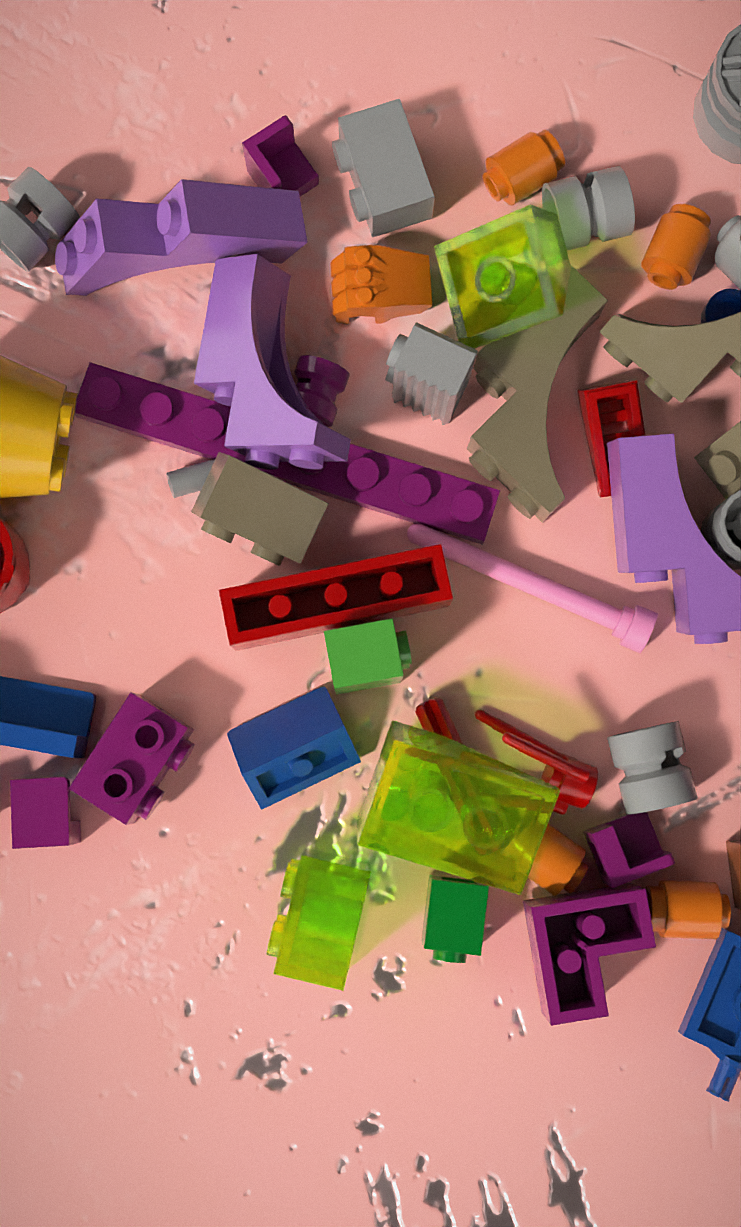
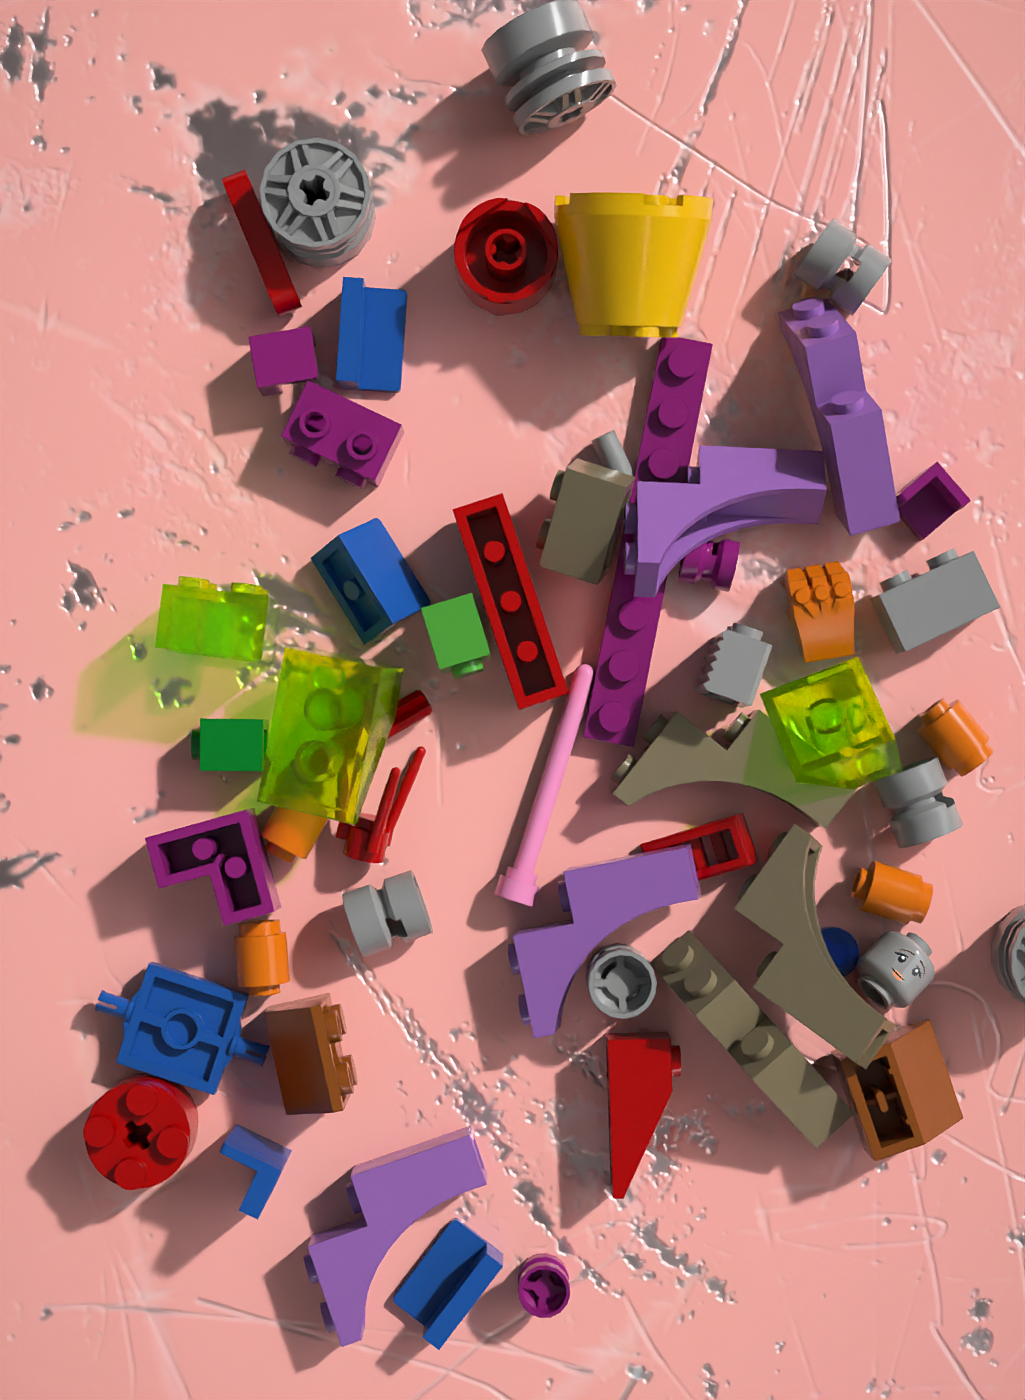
camera: 85 degrees right, 5 degrees up
(626, 849) = (311, 898): magenta panel -> none

